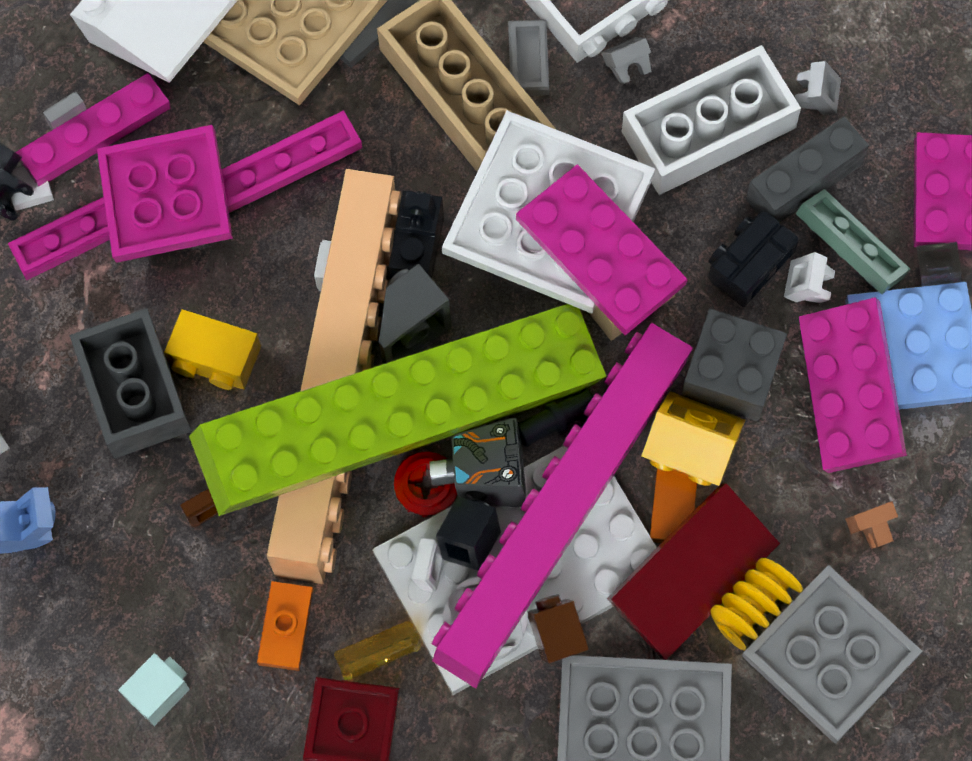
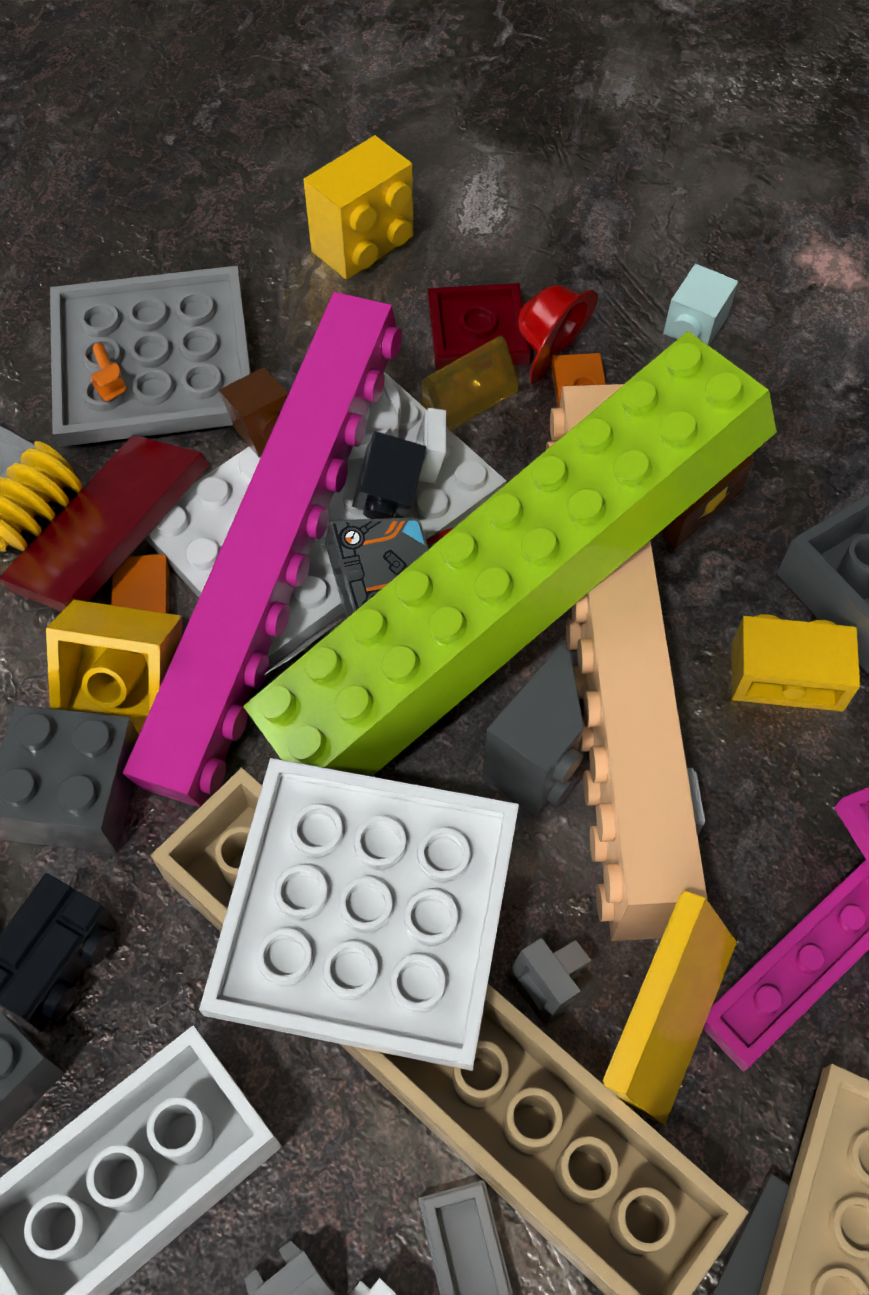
camera: 165 degrees right, 10 degrees down
(294, 684) = (553, 322): none -> red piece
(383, 128) = (671, 1009): none -> yellow tile
(417, 232) = (566, 867): black hinge -> none
(443, 181) = (549, 977): none -> light grey tile
(557, 425) = (302, 647): none -> white sticker
(601, 249) = (271, 844): dark pink plate -> none
(679, 698) = (108, 379): none -> orange hand

